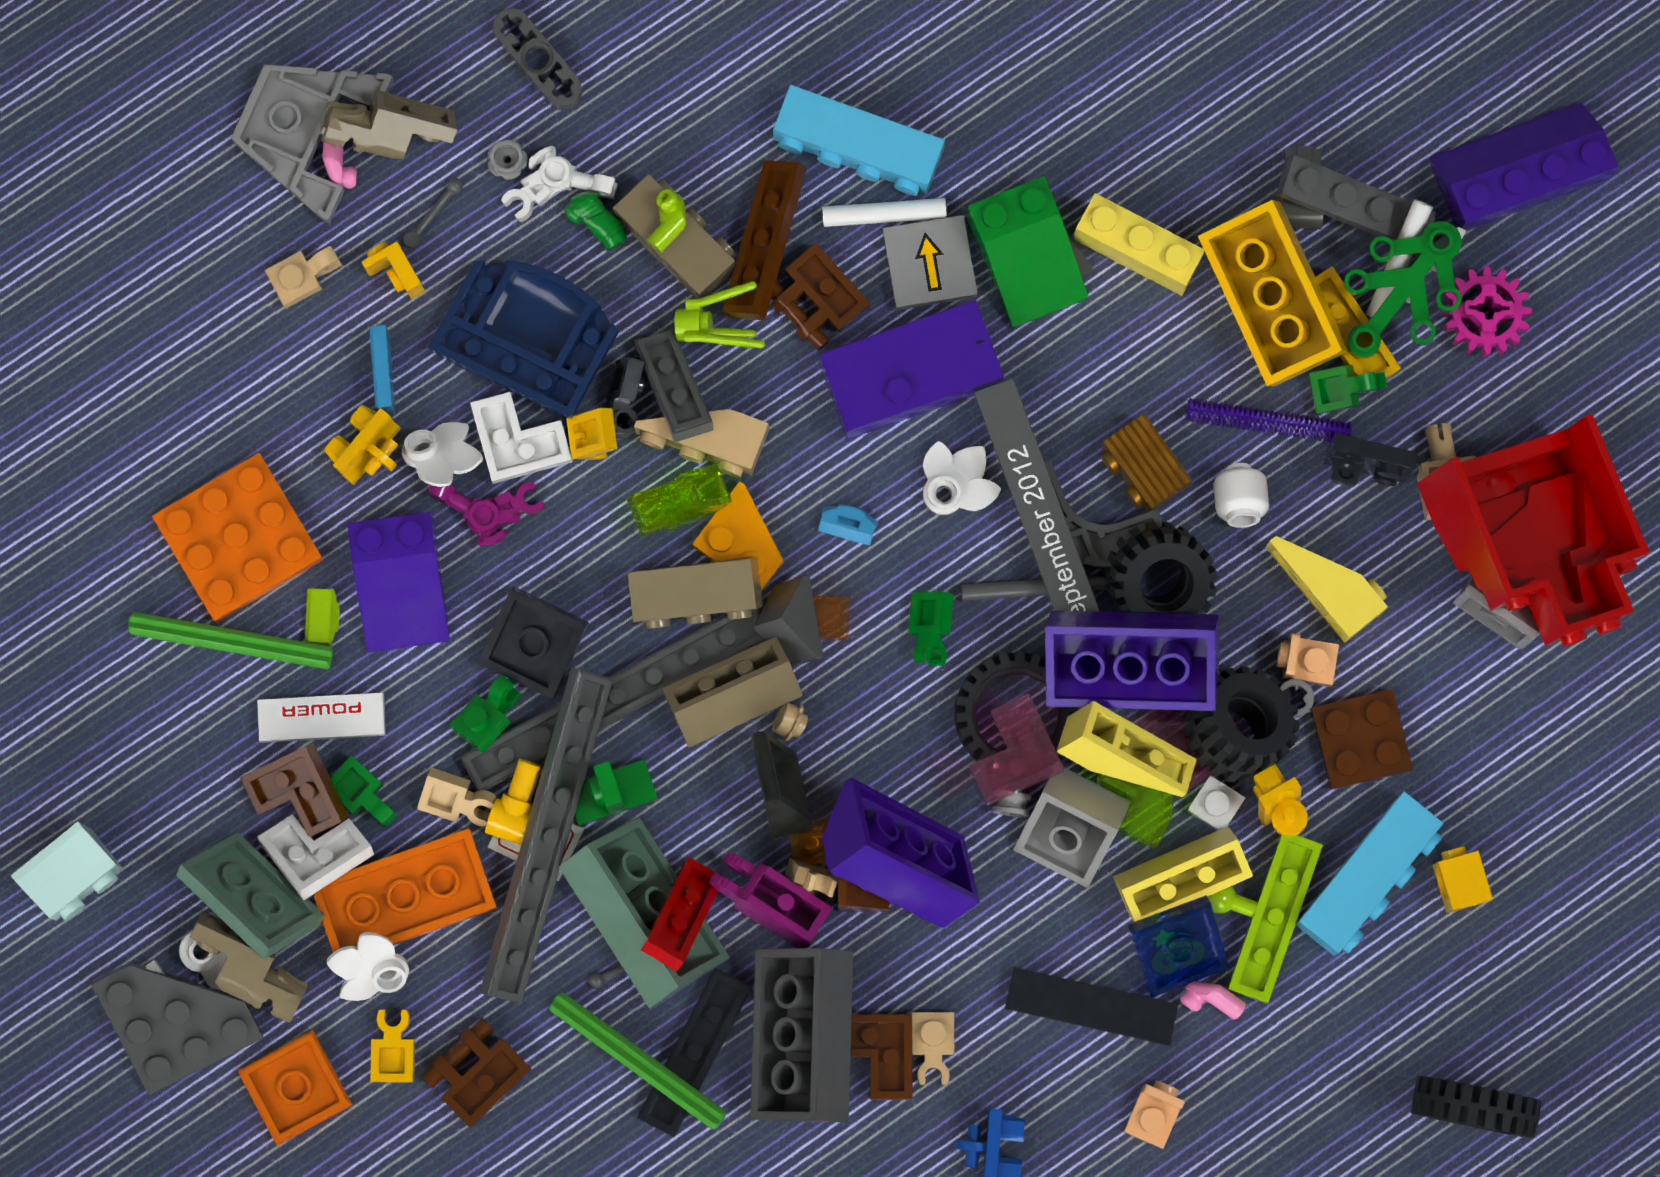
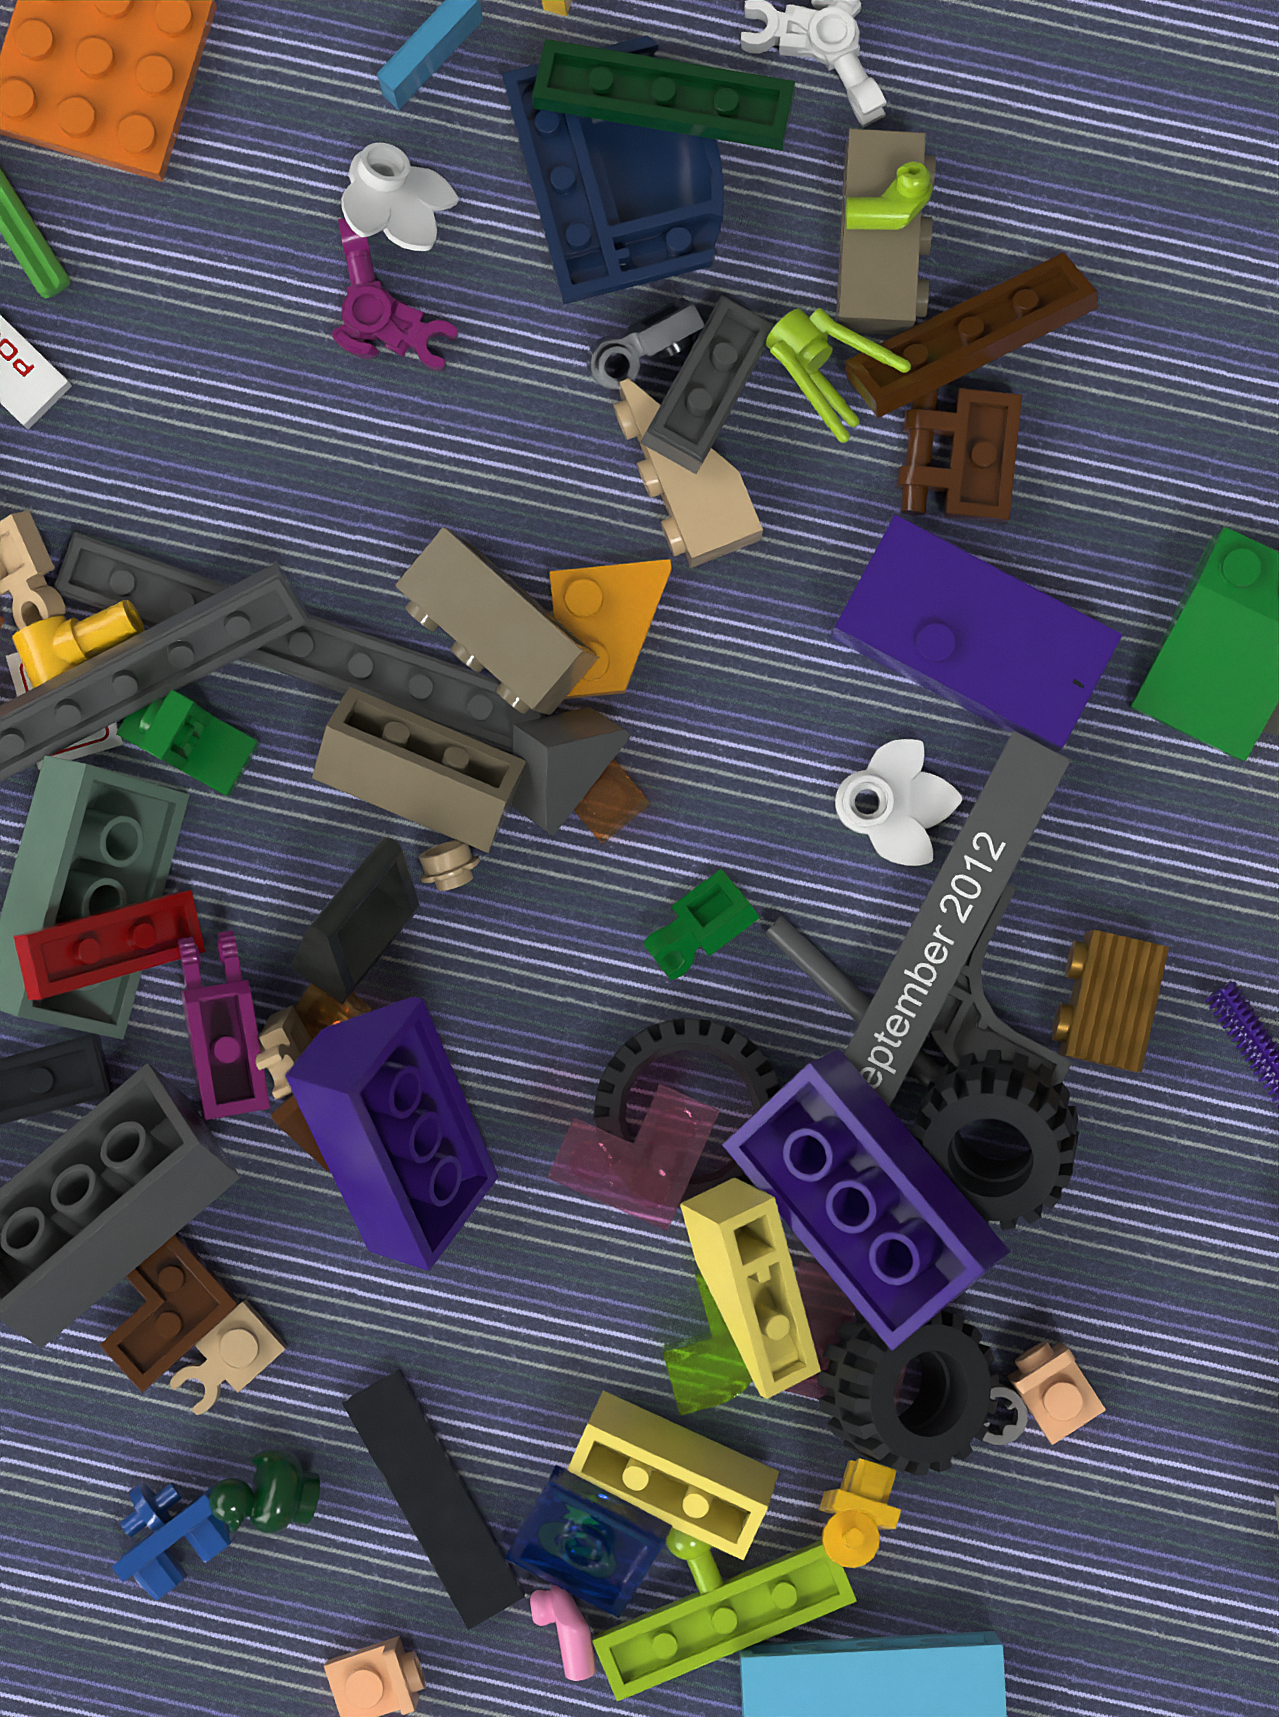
camera: 50 degrees right, 5 degrees up
(321, 616) = (95, 236): lime piece -> none
(368, 449) = (326, 111): yellow hips -> none
(399, 581) = (209, 283): dark purple slope -> none
(485, 719) = (138, 519): green plate -> none
(512, 451) = (471, 273): white plate -> none
(515, 280) = (663, 94): none -> dark green plate
(533, 642) = (273, 495): black hinge -> none
(592, 434) = (567, 343): yellow bracket -> none
(598, 219) = (823, 134): green arm -> none
(681, 502) = (581, 513): clear neon green brick -> none
(848, 523) = (735, 724): dark azure piece -> none
(858, 140) = (1184, 336): medium azure brick -> none
(884, 212) = (1129, 441): white piece -> none
(929, 262) = (1119, 545): light grey tile -> none
(1013, 805) = (580, 1207): light grey bush -> none
(1020, 1081) = (277, 1496): none -> dark green animal
(1072, 826) = (618, 1294): light grey slope -> none
(1215, 804) = (793, 1432): white plate -> none
(1241, 495) = (1176, 1143): white head -> none
(1335, 591) = (1163, 1357): light yellow slope -> none
(1361, 739) = (1019, 1533): reddish brown plate -> none

